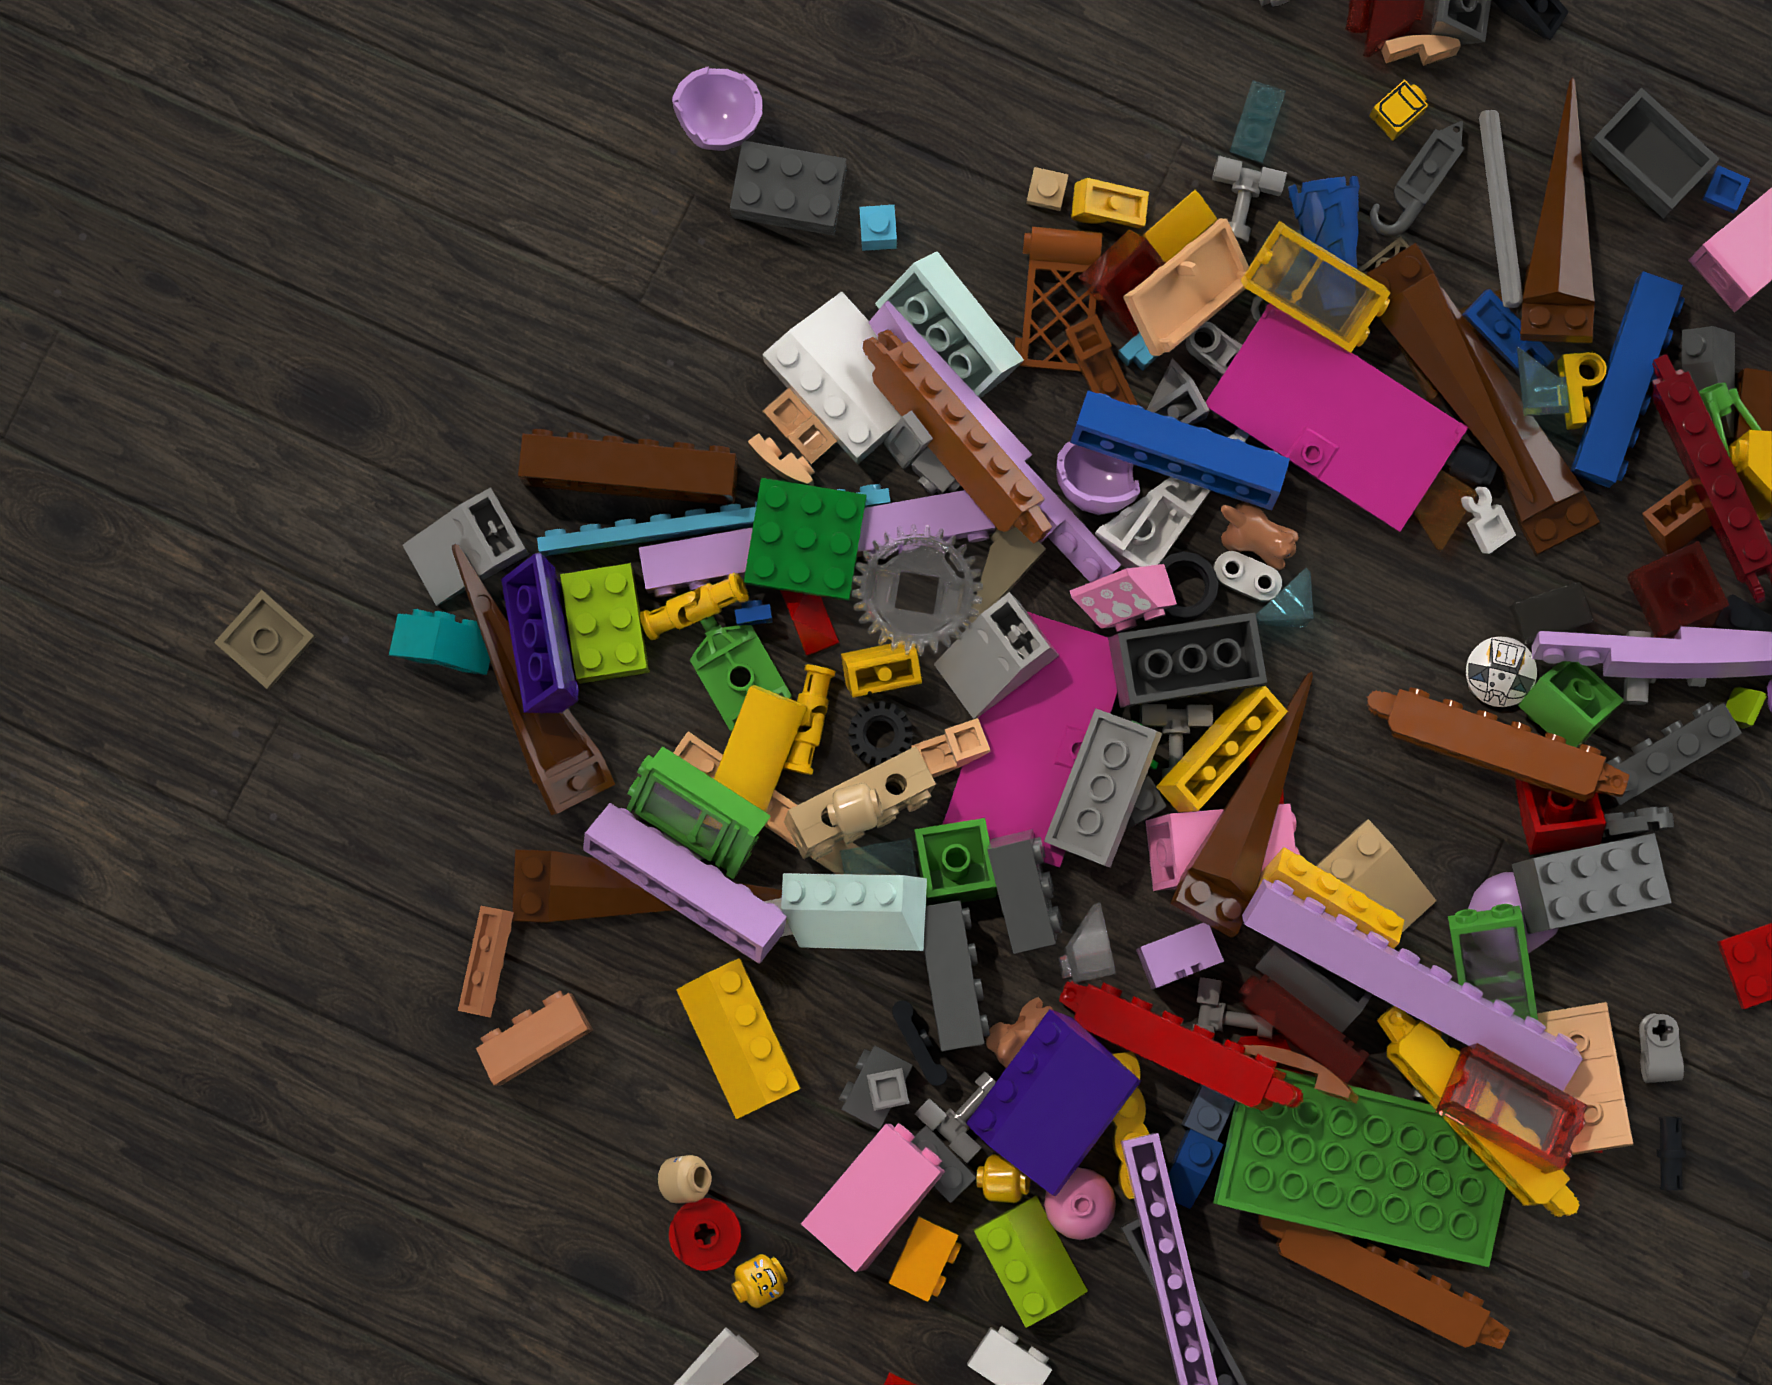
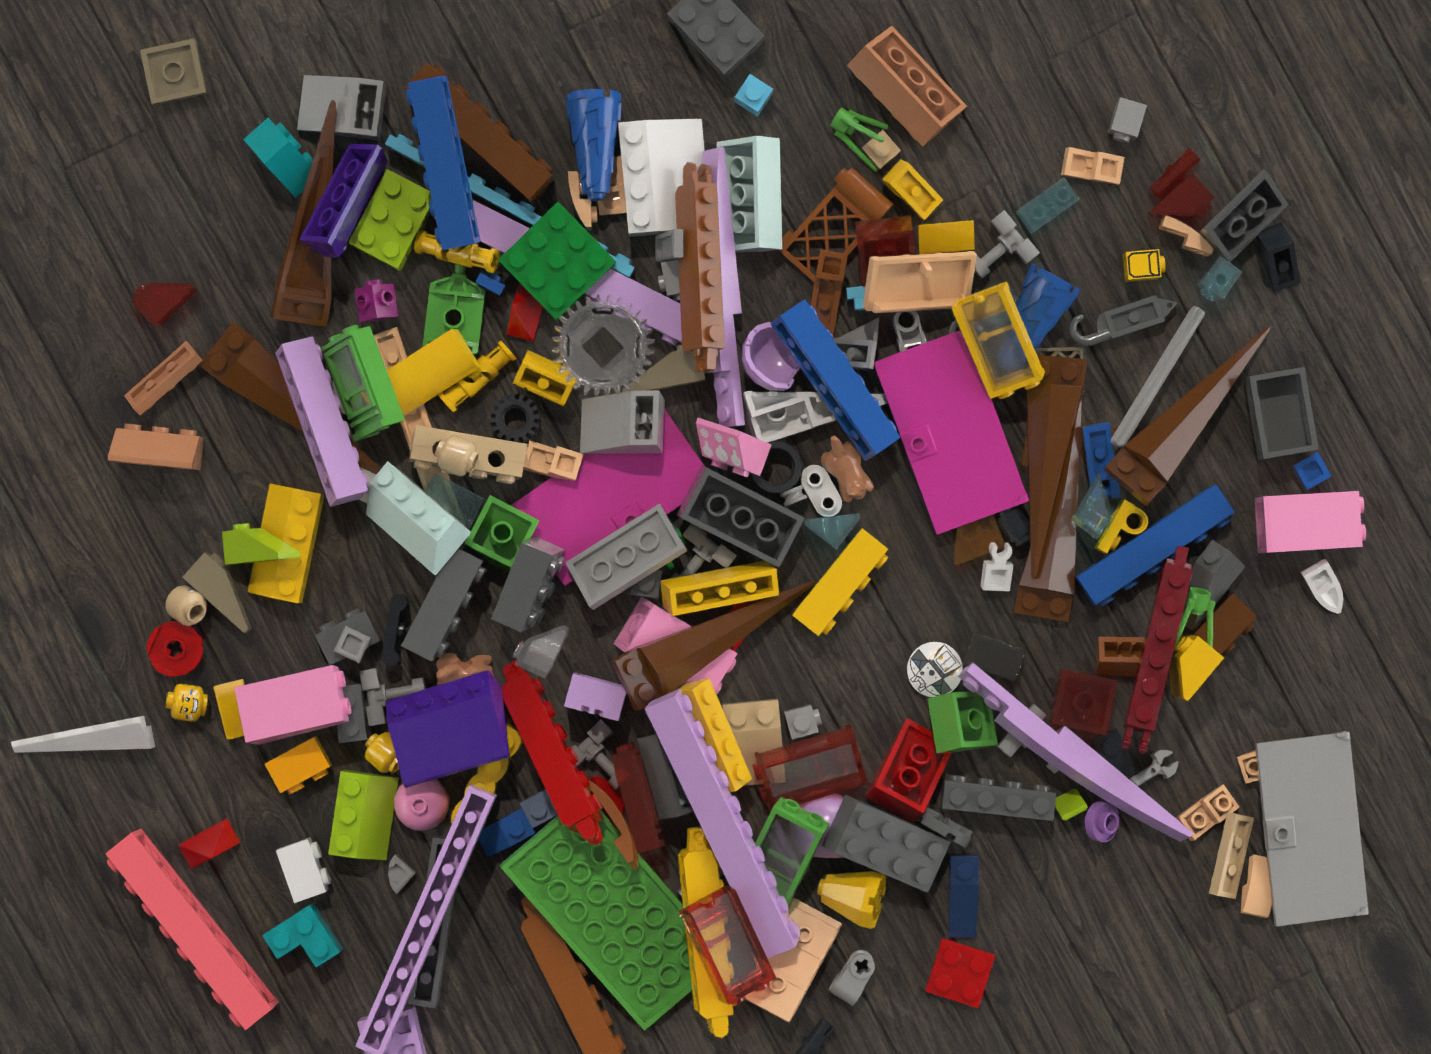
camera: 30 degrees right, 5 degrees up
(424, 881) = (161, 300): none -> clear red slope
(616, 521) = (444, 162): none -> blue brick
(648, 719) = (376, 301): none -> magenta brick
(698, 1135) = (217, 586): none -> dark tan slope
(709, 1063) = (254, 545): none -> lime slope
(746, 384) = (594, 134): none -> blue cone
(811, 1252) = (229, 708): none -> yellow slope
(993, 186) = (847, 122): none -> bright green plant
(1025, 106) = (906, 85): none -> nougat slope
(1111, 1295) = (399, 873): none -> light grey tile
(1223, 601) = (793, 495): none -> light grey bush
(1272, 49) = (1092, 166): none -> light nougat slope
(1339, 653) = (840, 582): none -> yellow brick
(1408, 824) = (802, 721): none -> light grey brick
(1454, 865) = (811, 768): none -> door
(1487, 66) = (1218, 279): none -> clear light blue brick
(1497, 746) = (893, 714): dark orange hinge -> none
(1597, 963) = (854, 895): none -> yellow cone
(1706, 879) = (962, 894): none -> dark blue slope

